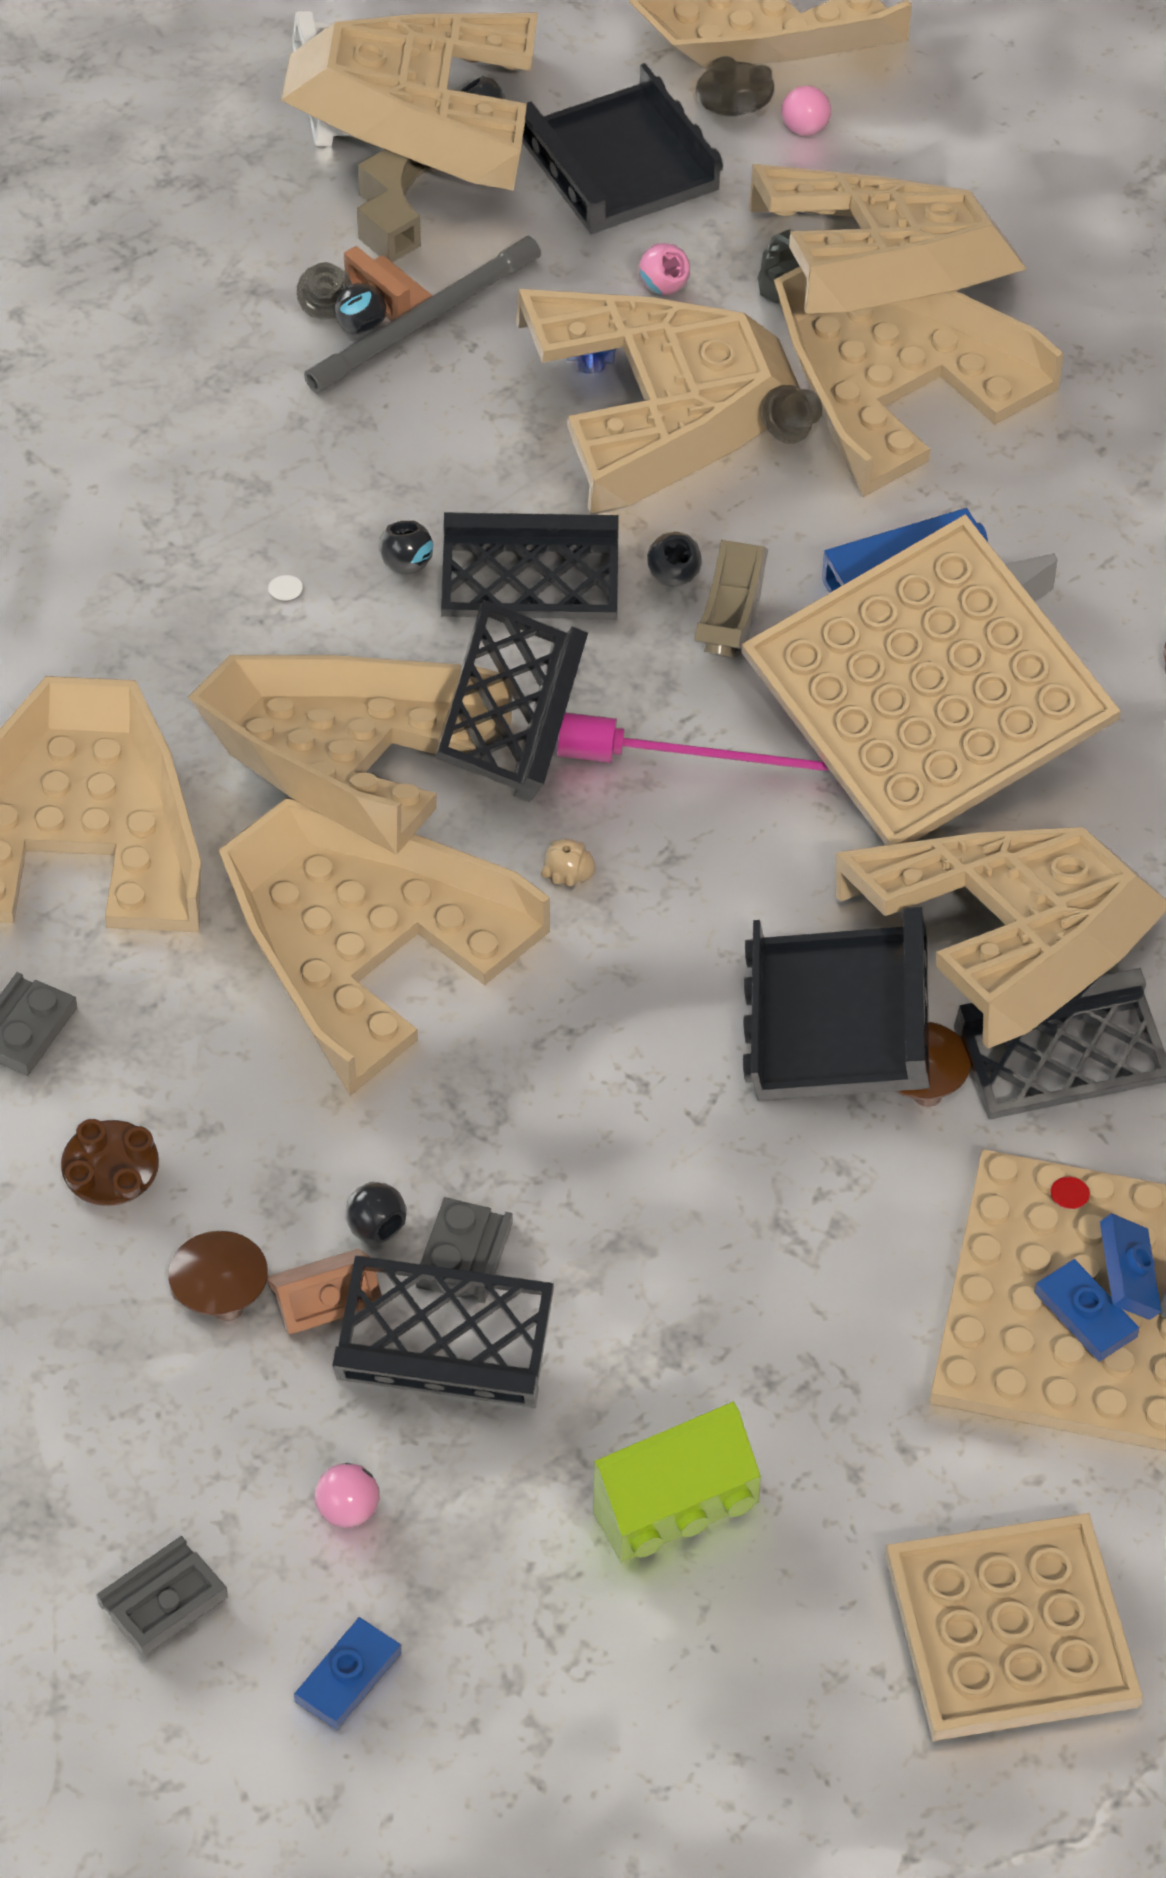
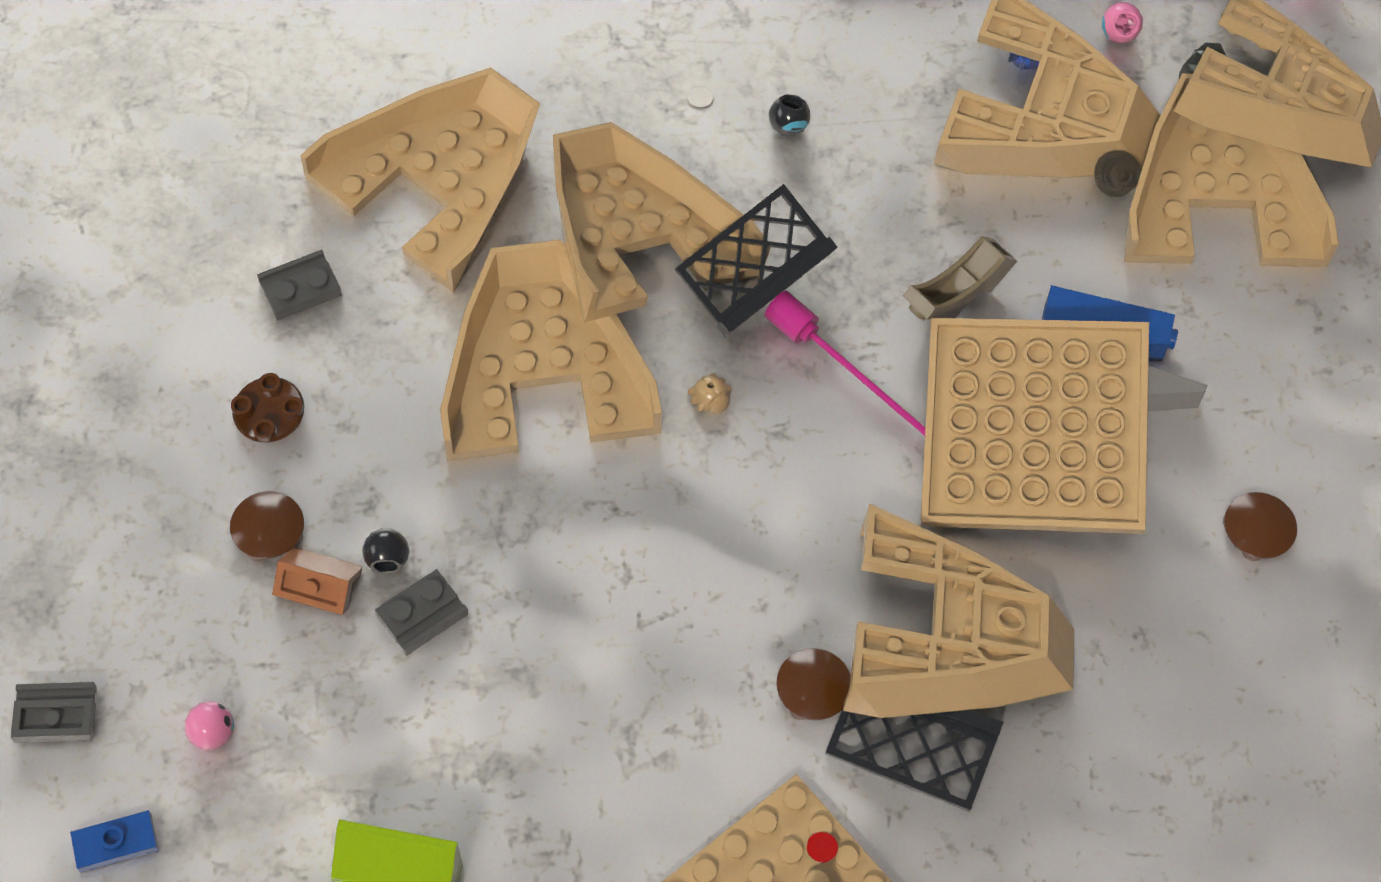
camera: 35 degrees right, 10 degrees up
(438, 1373) = (335, 688): black fence -> none
(531, 538) = (880, 160): black fence -> none
(674, 559) = (952, 229): black piece -> none
(838, 1011) = (784, 612): black panel -> none

